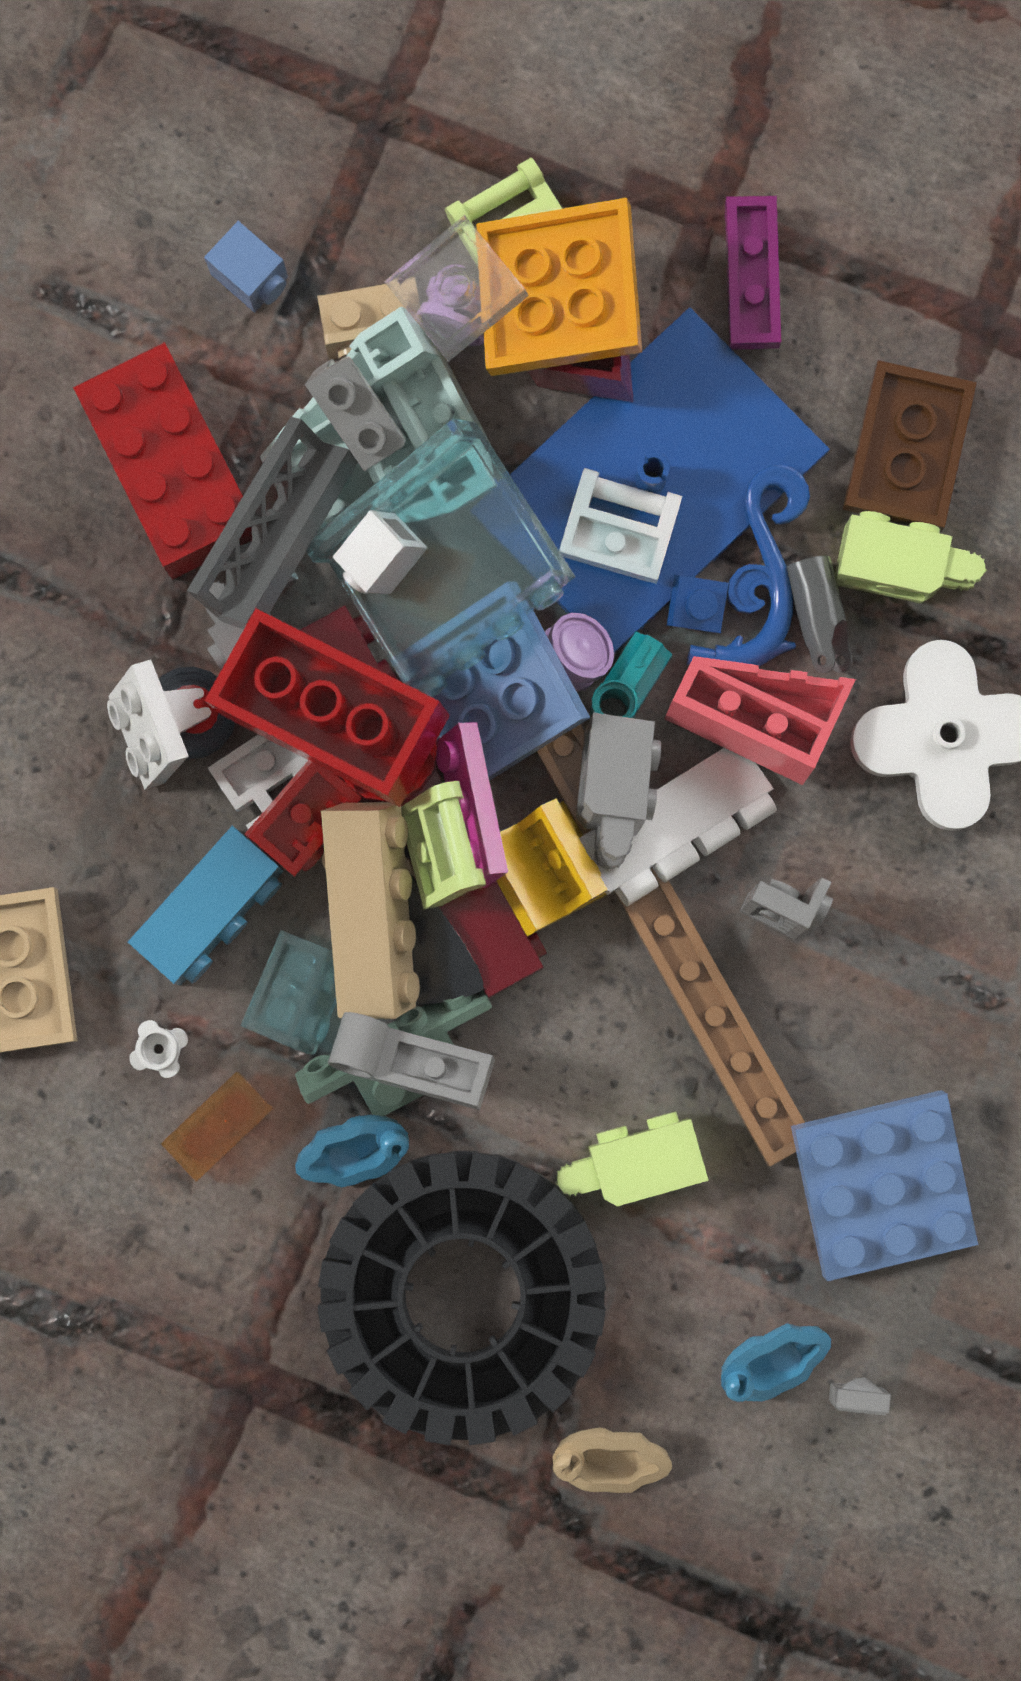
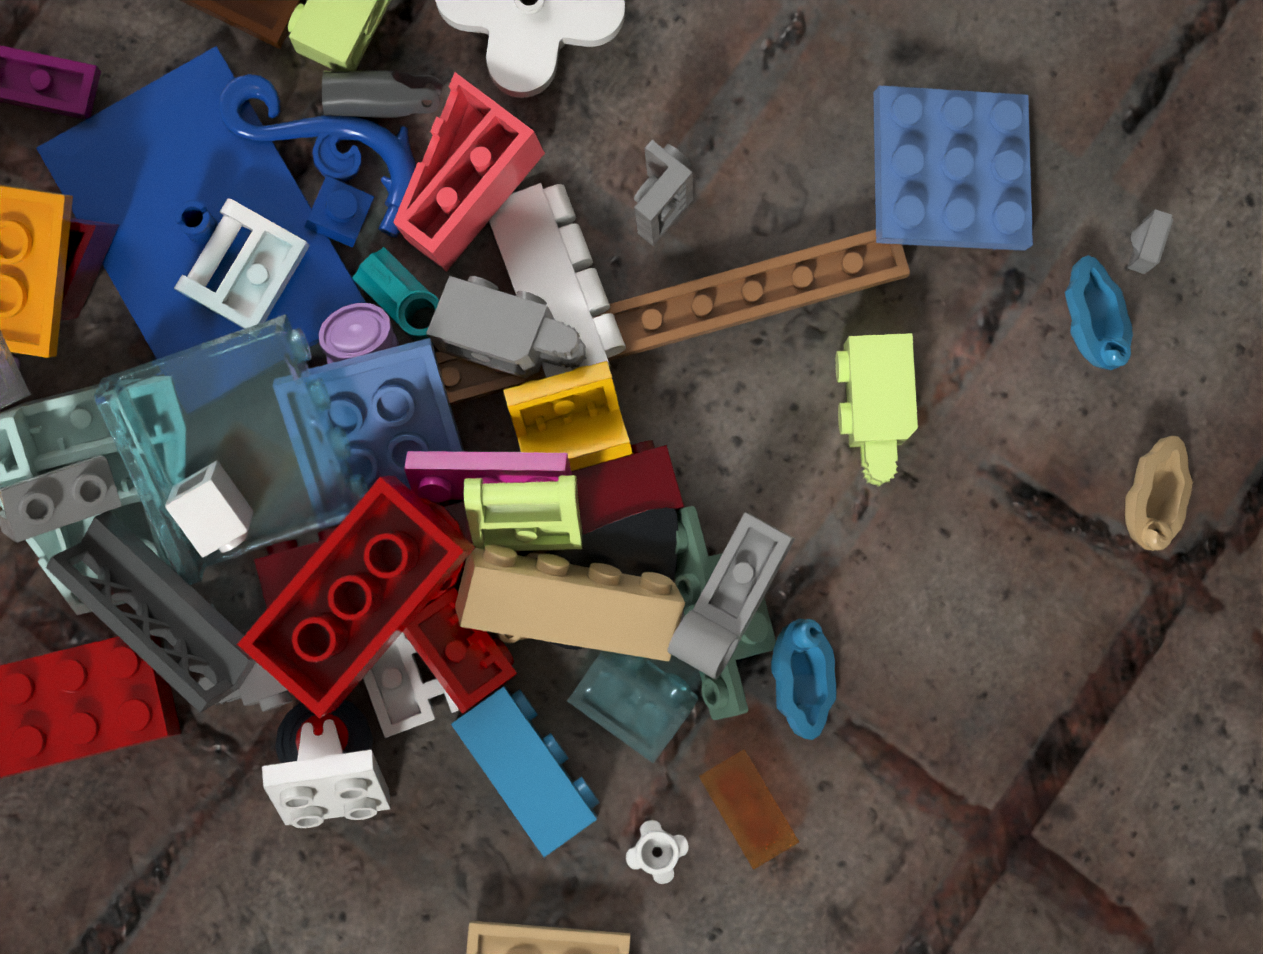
camera: 80 degrees left, 0 degrees up
(444, 1390) = (1063, 581): black tyre -> none

